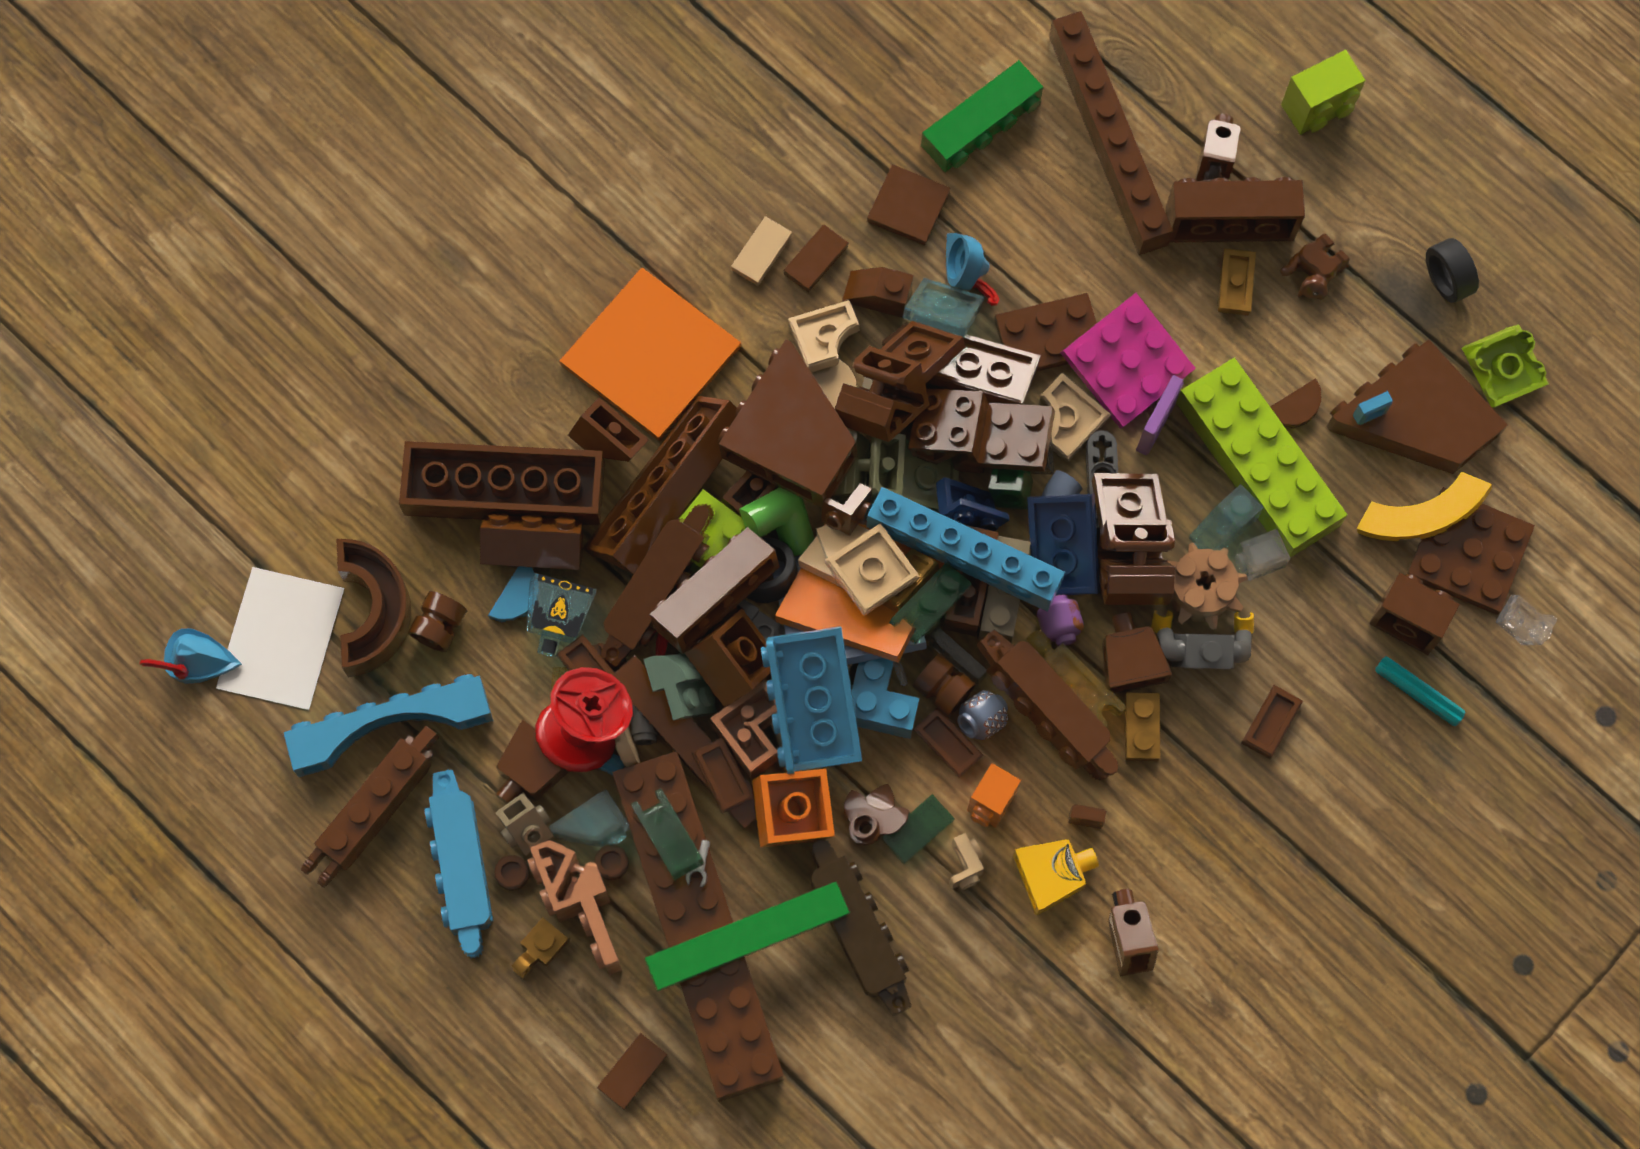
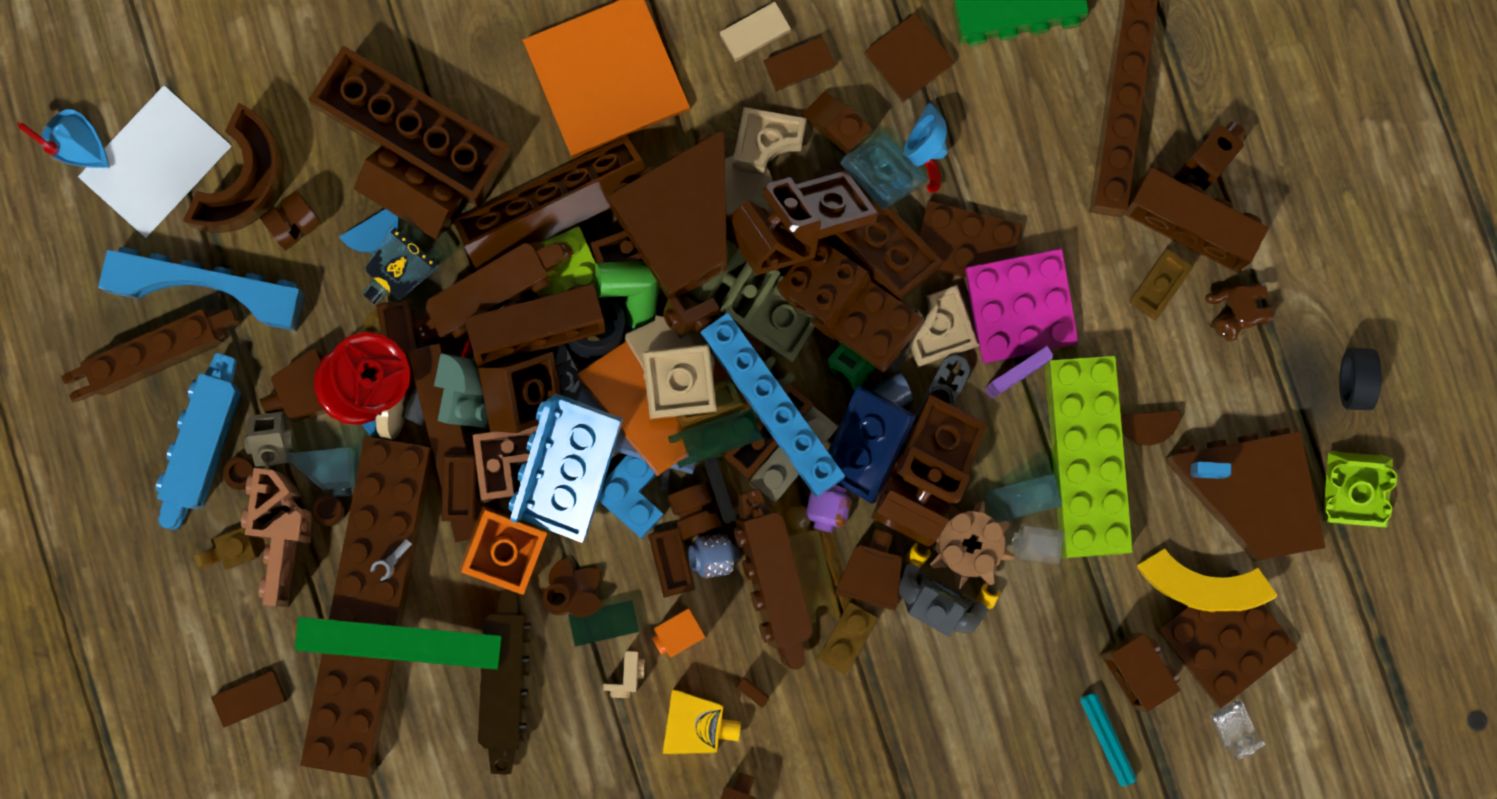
camera: 25 degrees right, 10 degrees up
(607, 431) = (525, 130): reddish brown slope -> none
(669, 836) = (376, 521): clear green hinge -> none
(968, 505) = (803, 364): dark blue bracket -> none
(1272, 722) = (963, 695): reddish brown tile -> none
(1323, 93) = (1340, 152): lime brick -> none

